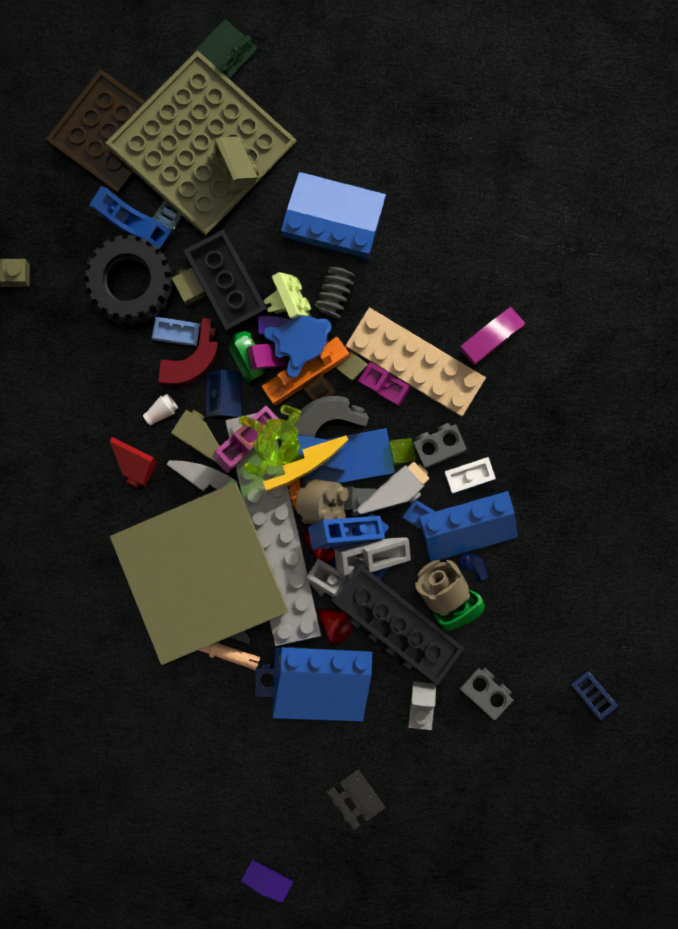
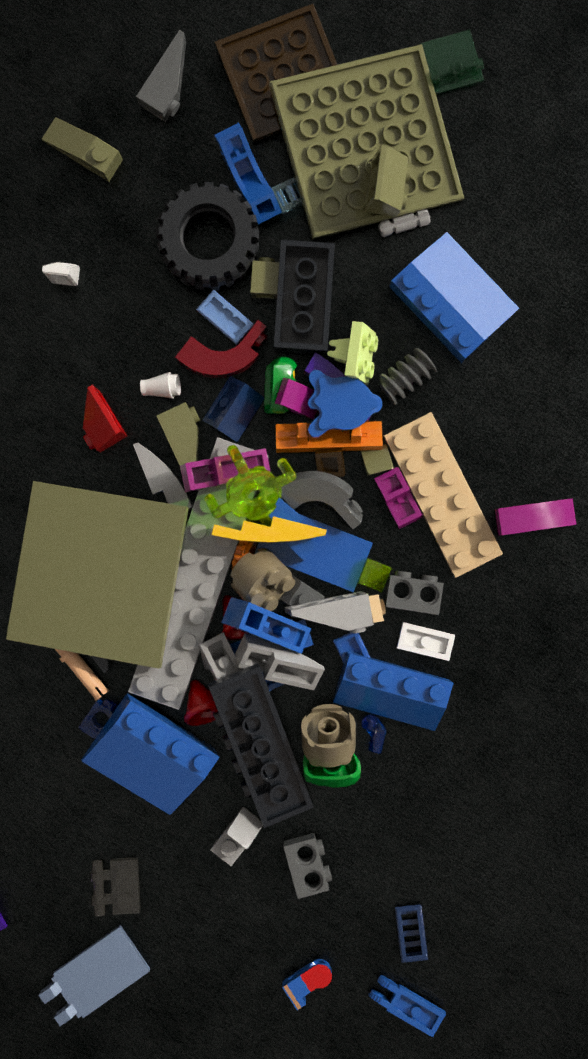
camera: 35 degrees right, 5 degrees up
(28, 196) = (163, 87): none -> dark grey slope
(37, 373) = (62, 273): none -> white slope
(264, 184) = (404, 223): none -> light grey axle
(382, 874) = (95, 975): none -> sand blue tile
(538, 781) = (312, 976): none -> leg
(628, 751) = (409, 1006): none -> blue hinge

